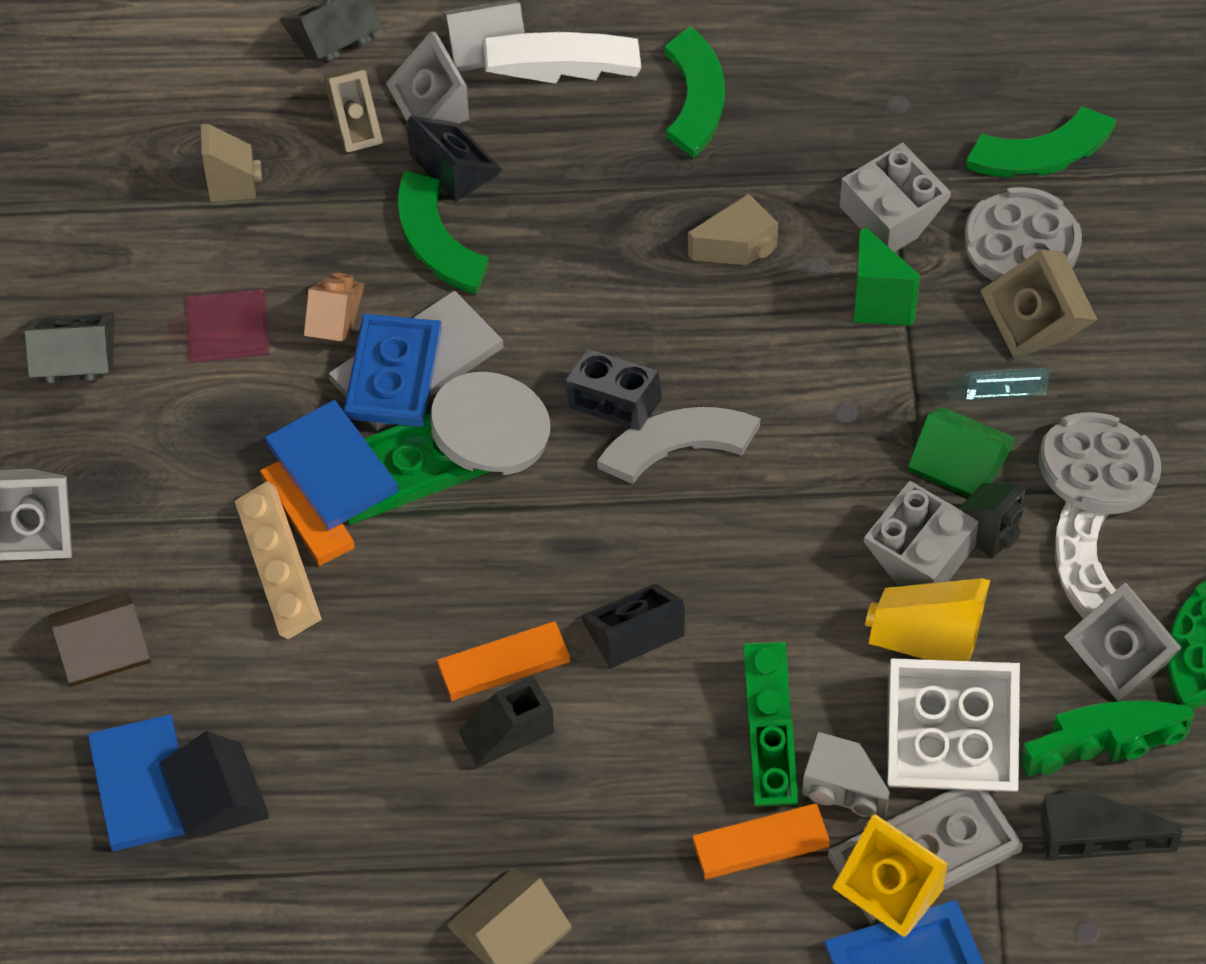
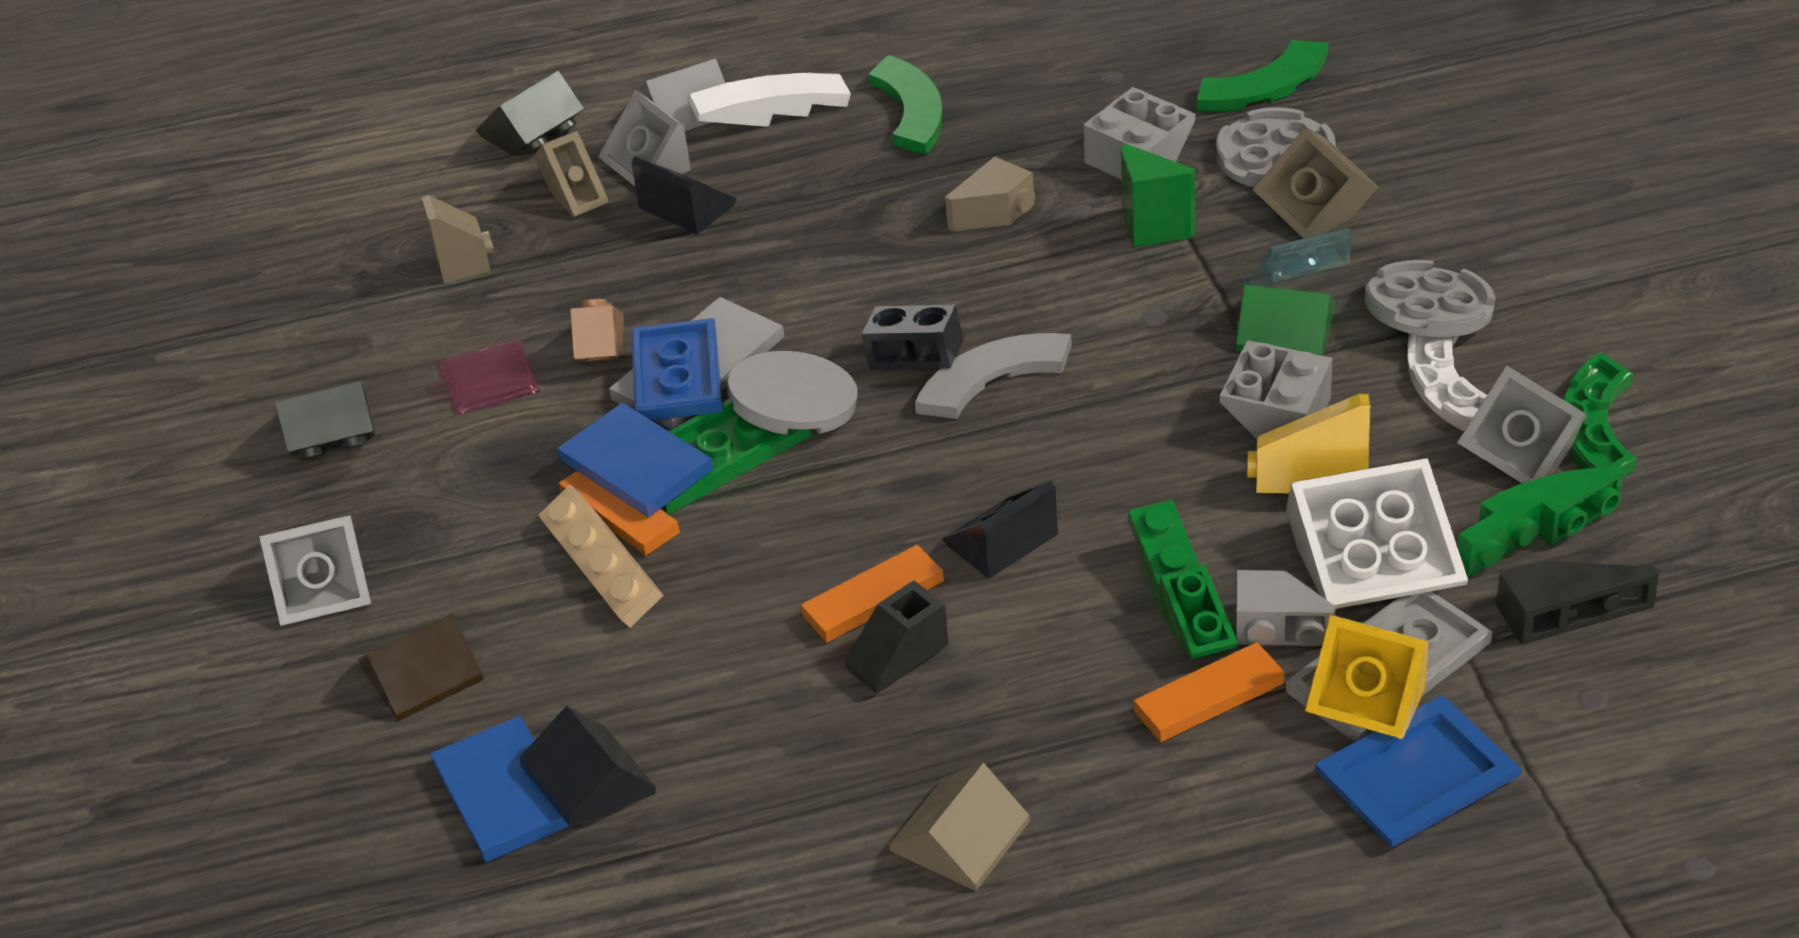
camera: 10 degrees left, 15 degrees down
(431, 240) = (682, 265): green tile -> none
(999, 512) = (1350, 346): pearl dark grey slope -> none

